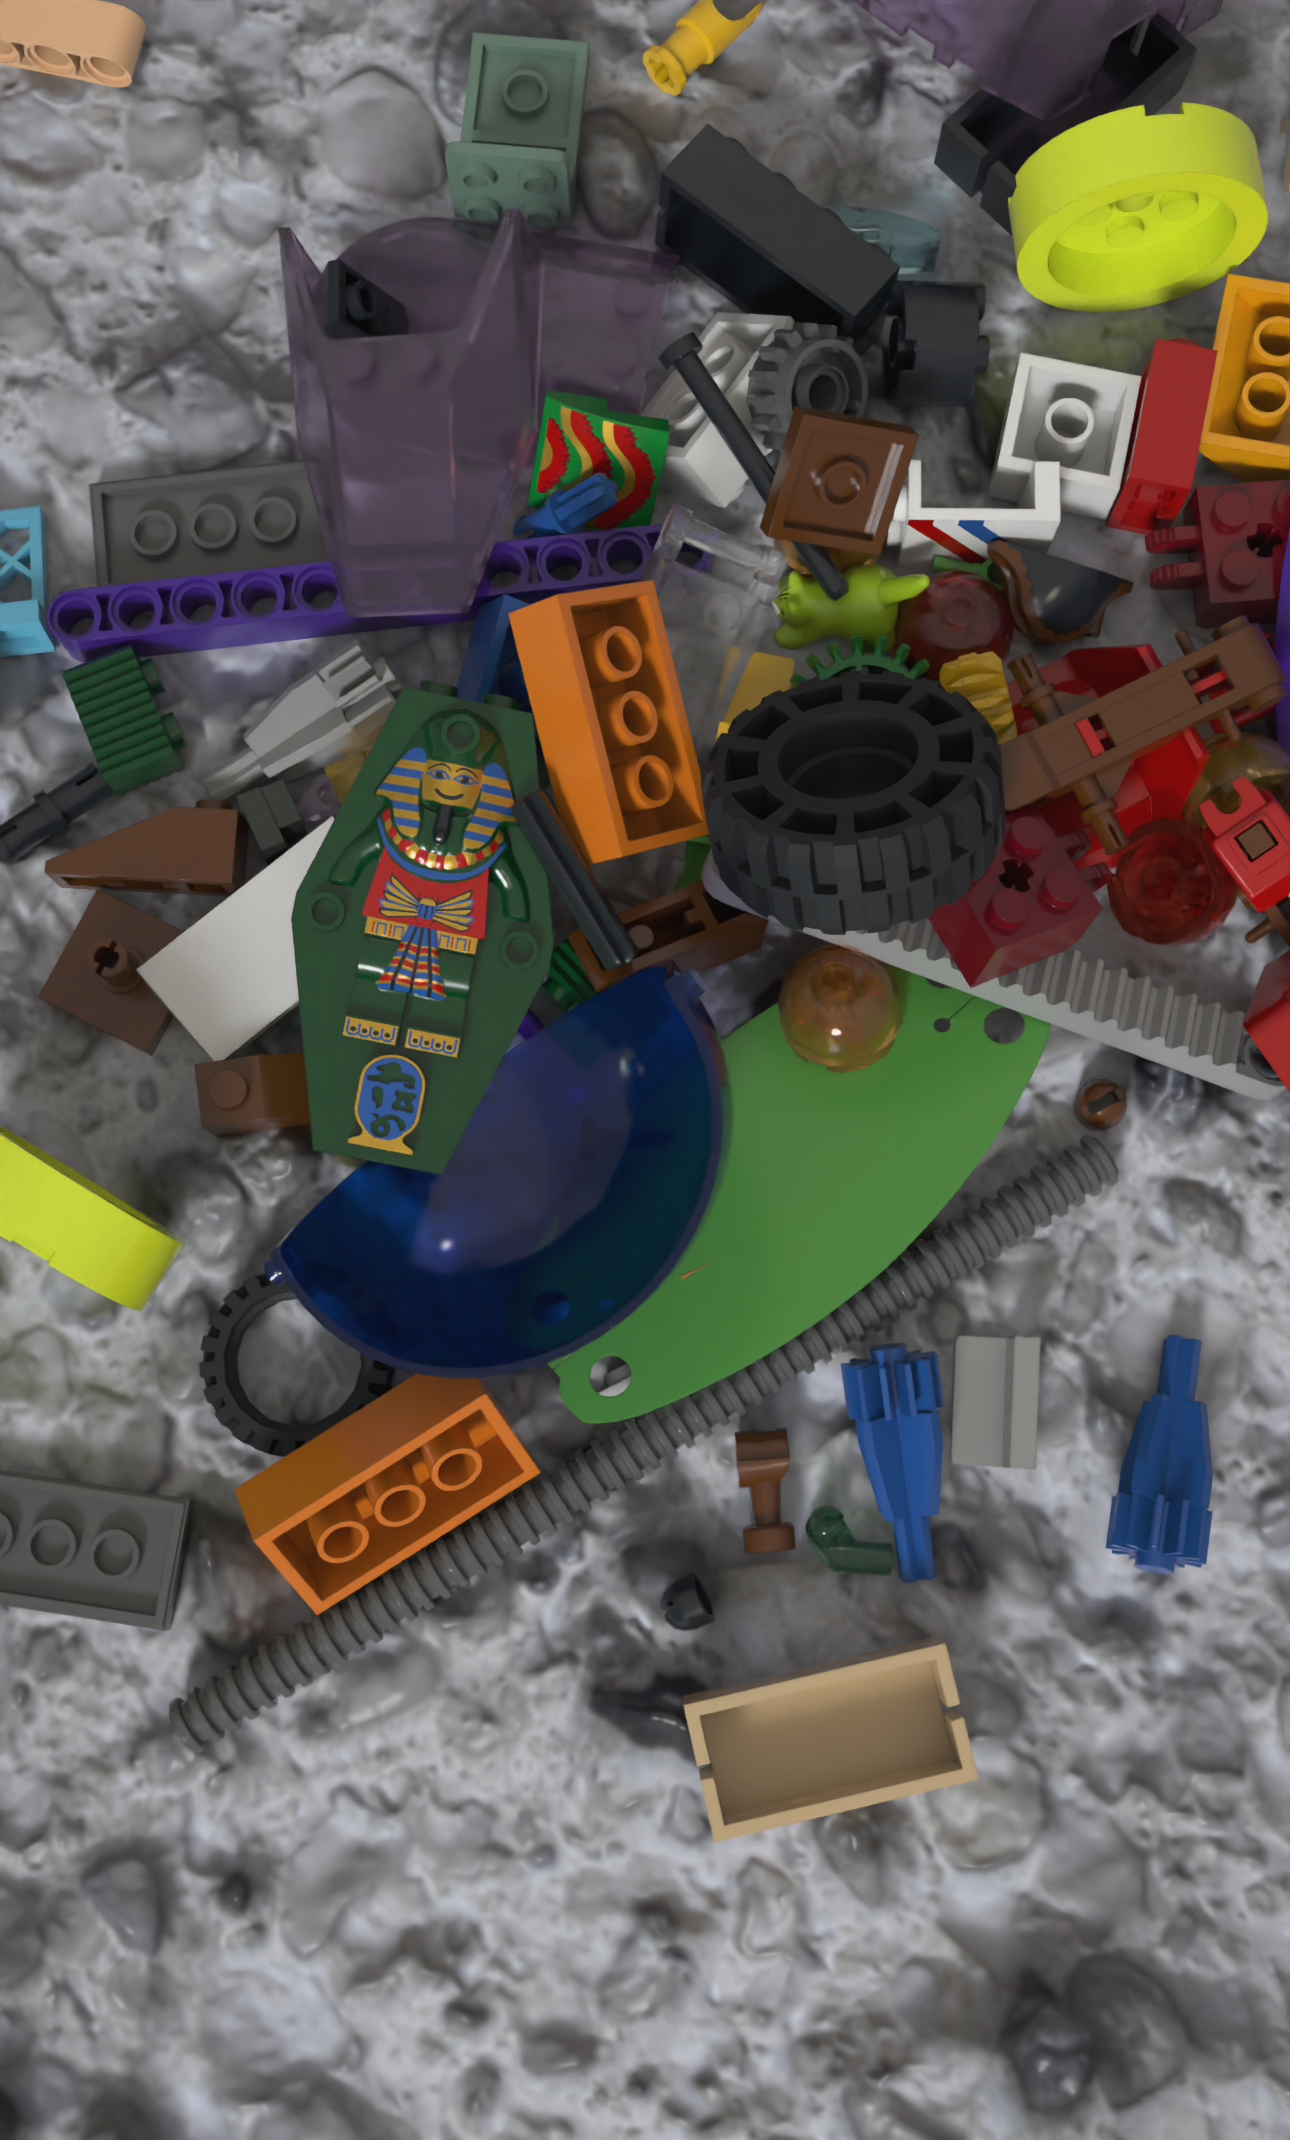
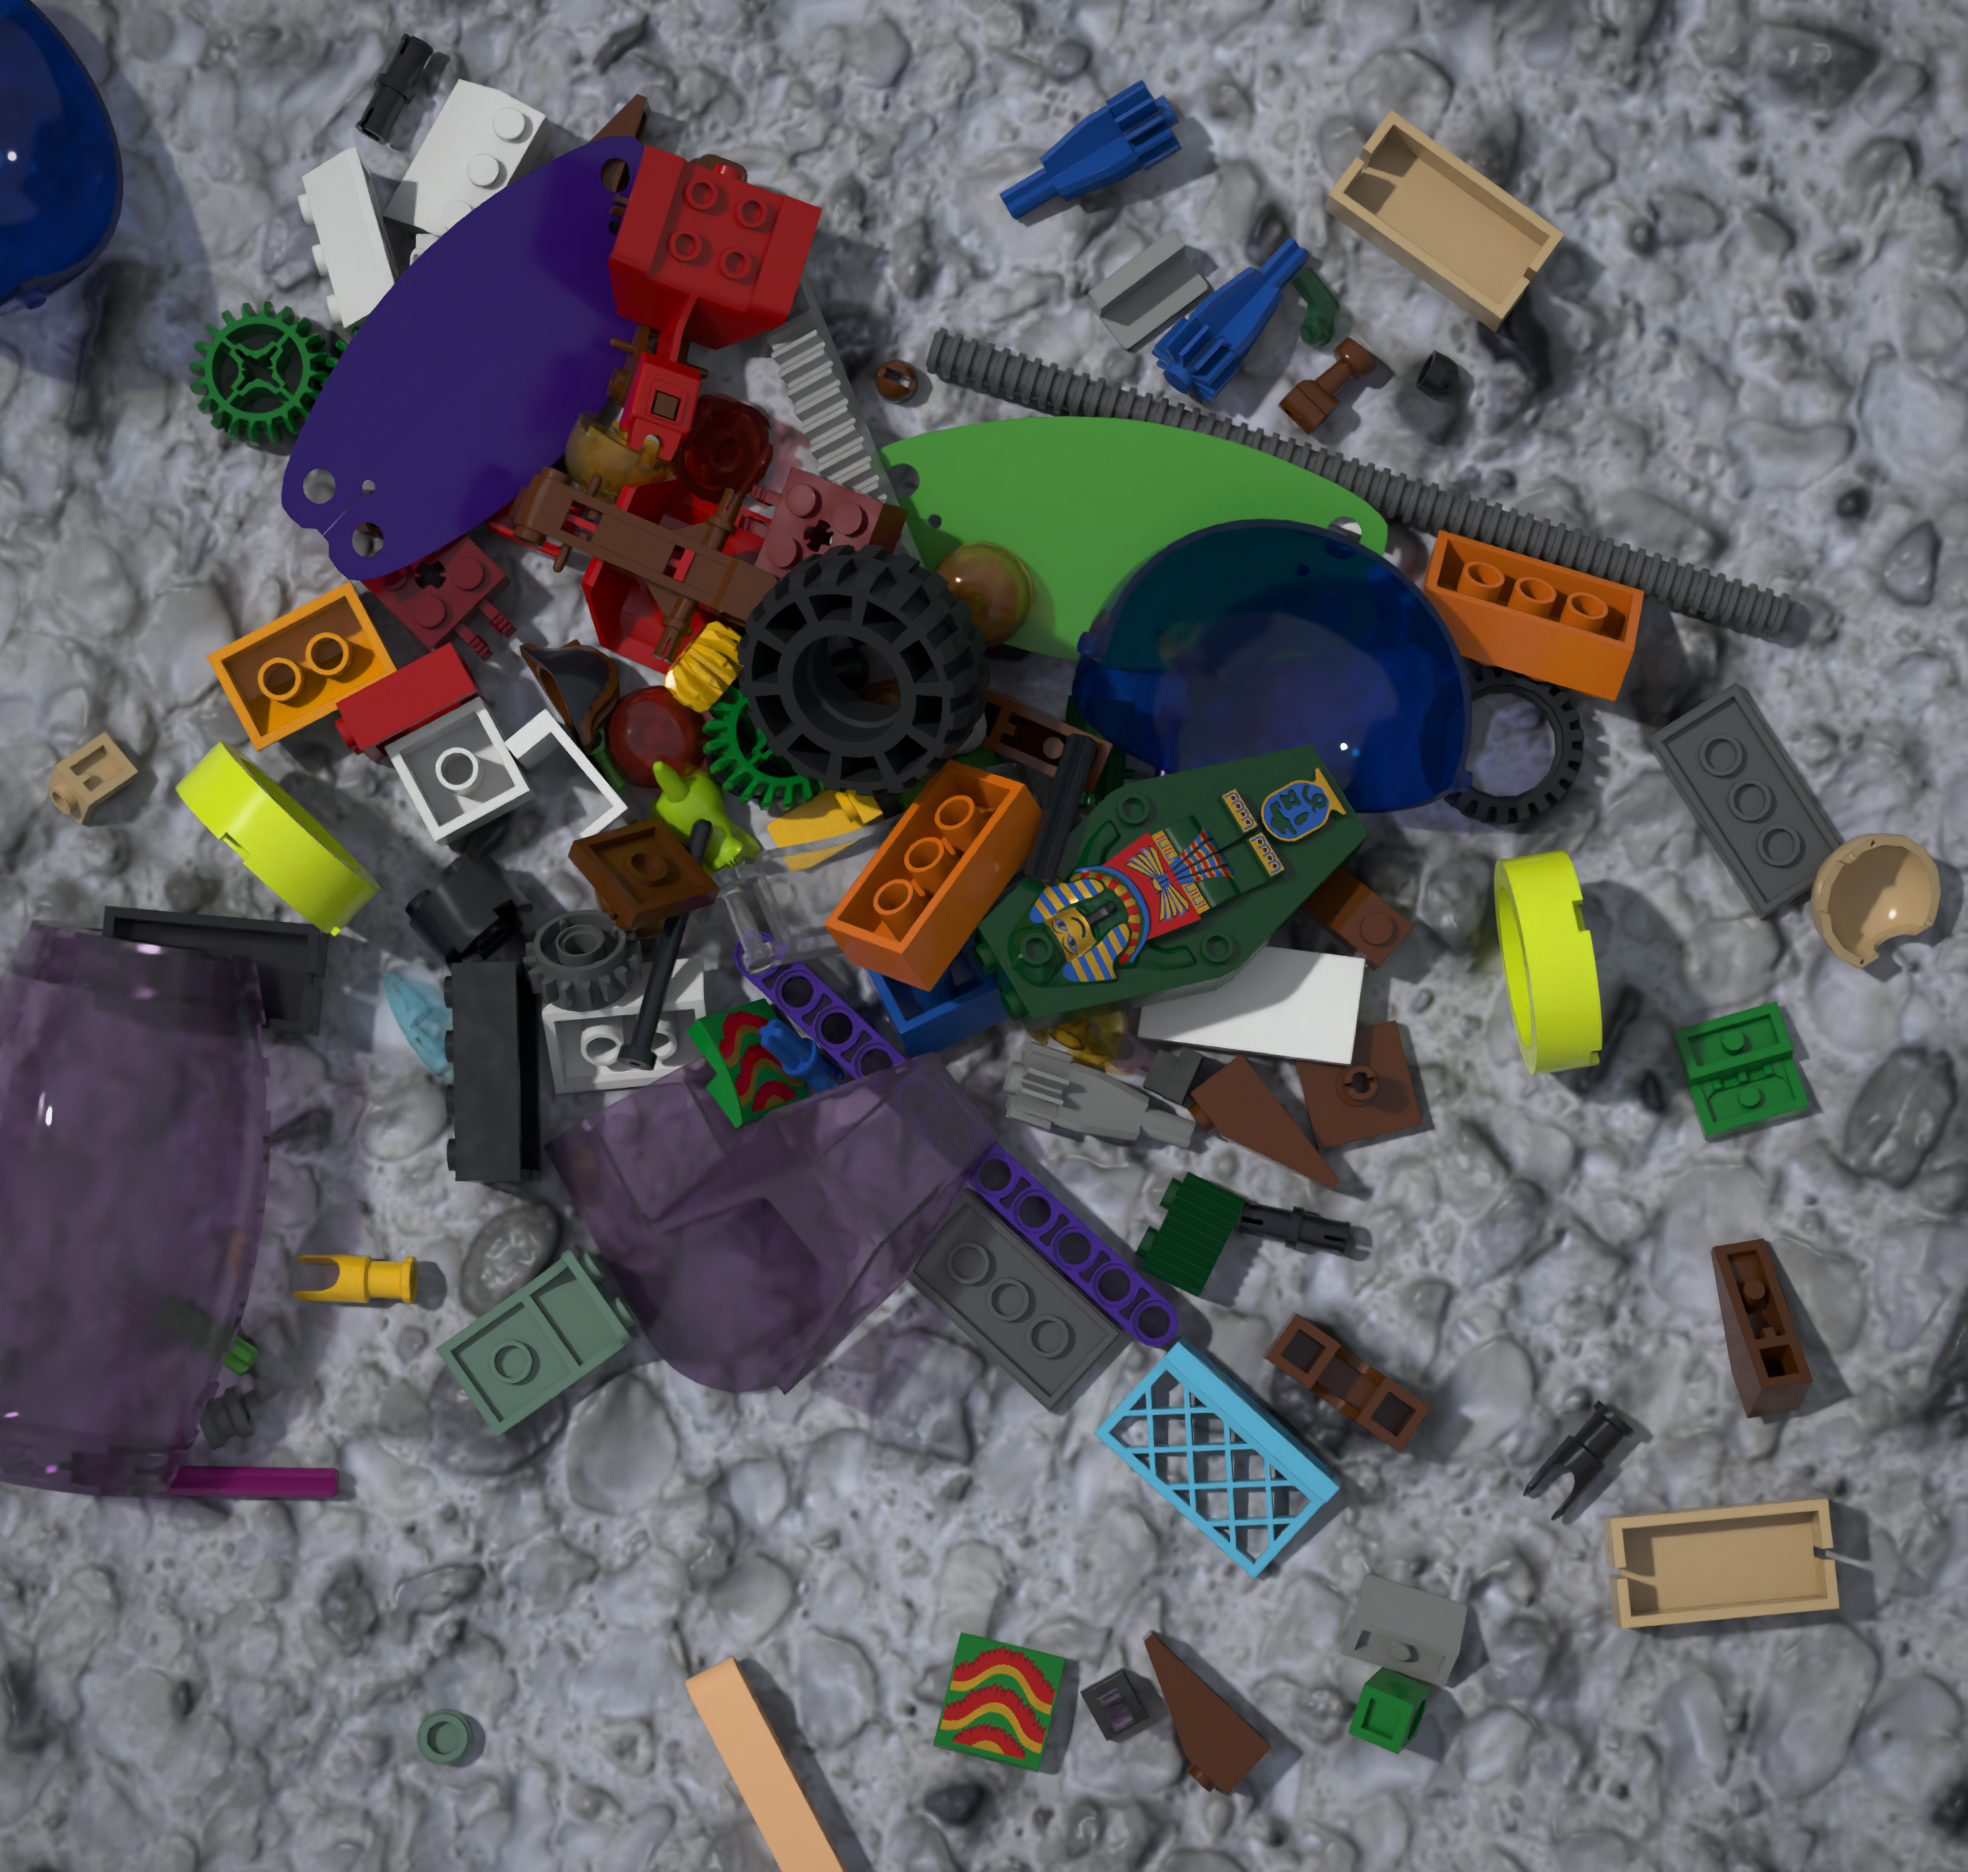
camera: 130 degrees left, 5 degrees up
(355, 306) = (790, 1301): black slope -> none

